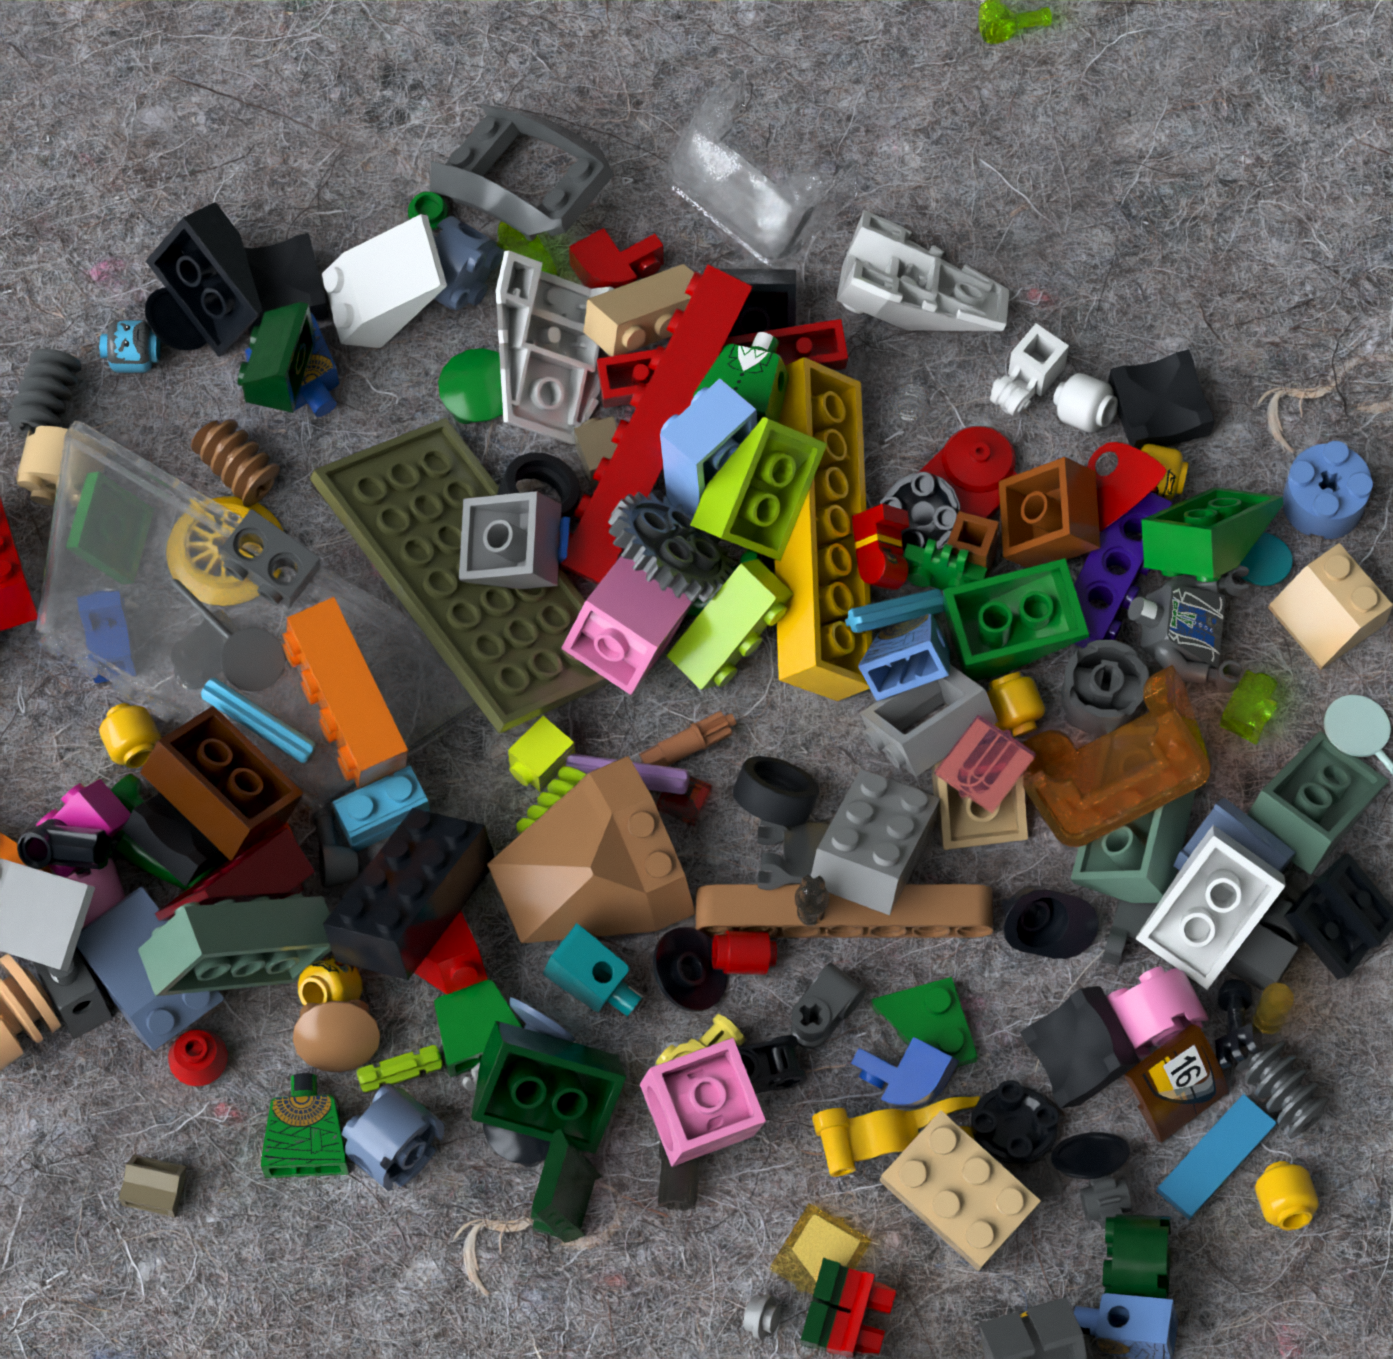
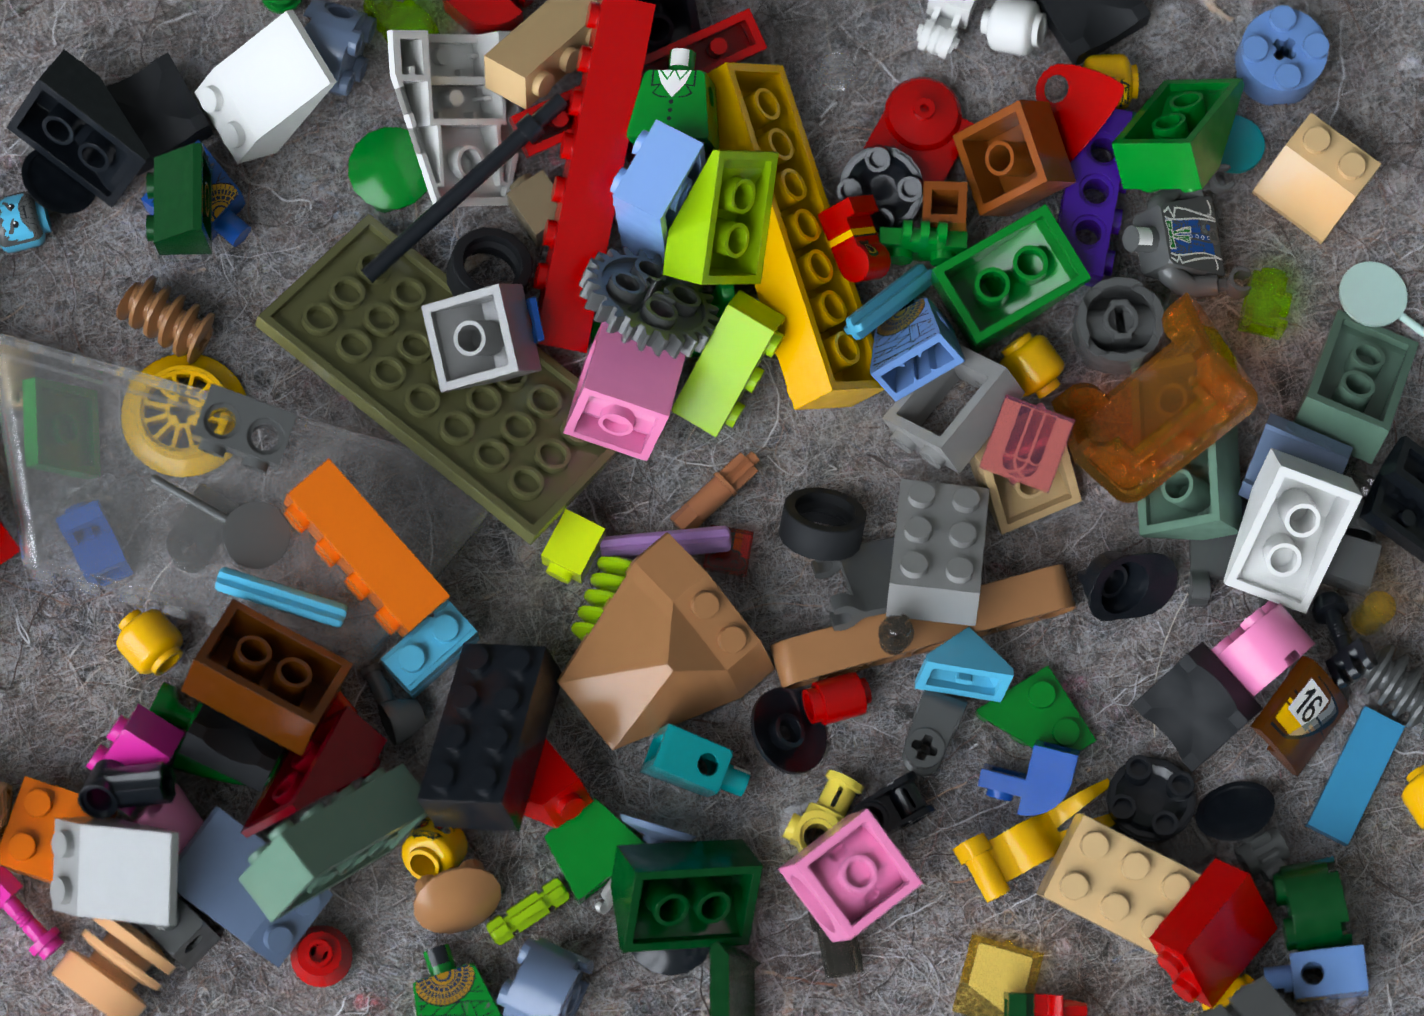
camera: 20 degrees left, 10 degrees up
(608, 373) = (528, 129): none -> black bar
(870, 954) = (966, 669): none -> medium azure slope
(1034, 1254) = (1213, 933): none -> red brick

